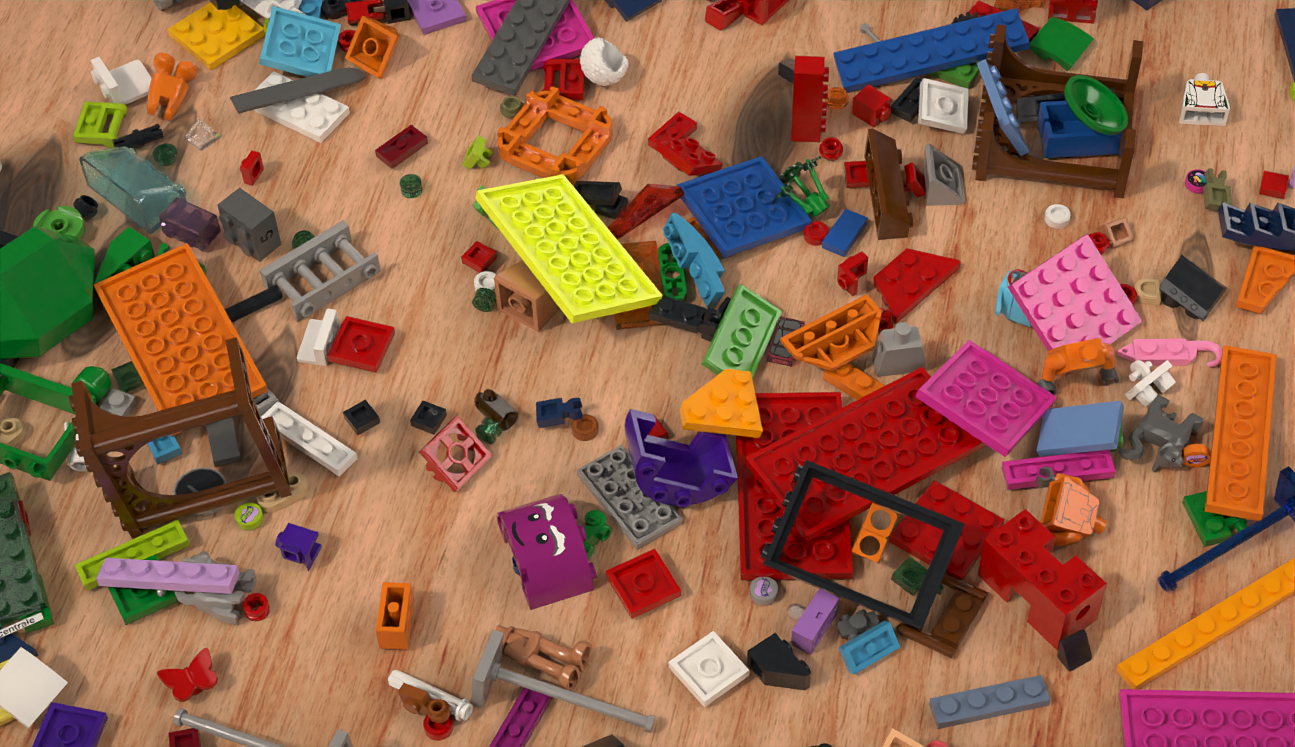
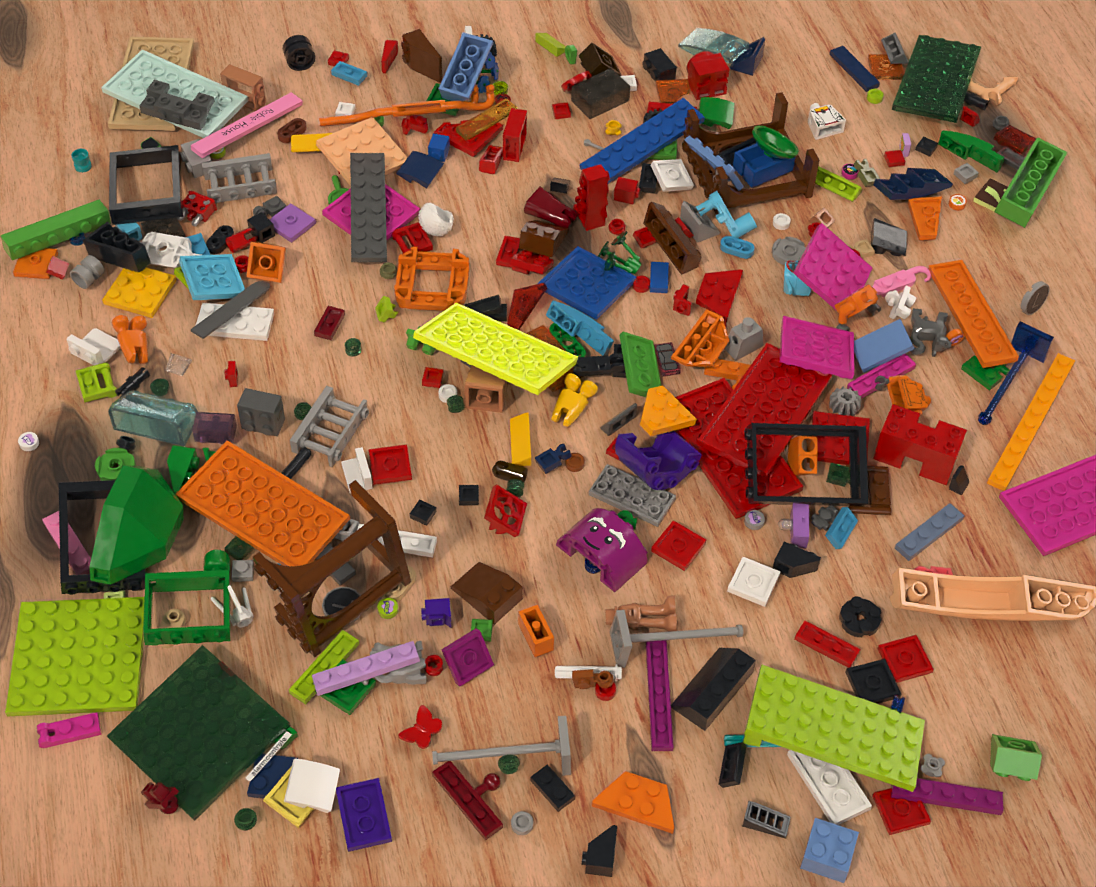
camera: 30 degrees left, 0 degrees up
(293, 613) = (467, 657): none -> magenta tile
(339, 588) = (484, 626): none -> bright green tile
(376, 546) = (489, 591): none -> reddish brown slope
(536, 375) = (520, 440): none -> yellow slope
(624, 350) = (572, 402): none -> yellow piece
(671, 396) = (619, 420): none -> dark grey slope
(722, 128) = (542, 237): none -> reddish brown slope
(757, 95) = (547, 207): none -> dark red piece
(909, 20) = (613, 128): none -> yellow plate
(975, 231) = (737, 247): none -> dark azure plate
(983, 203) = (736, 227): none -> medium azure piece
(984, 484) = (845, 401): none -> light grey gear
(1035, 252) = (787, 250): none -> light grey tile
(1165, 192) = (837, 184): none -> lime slope

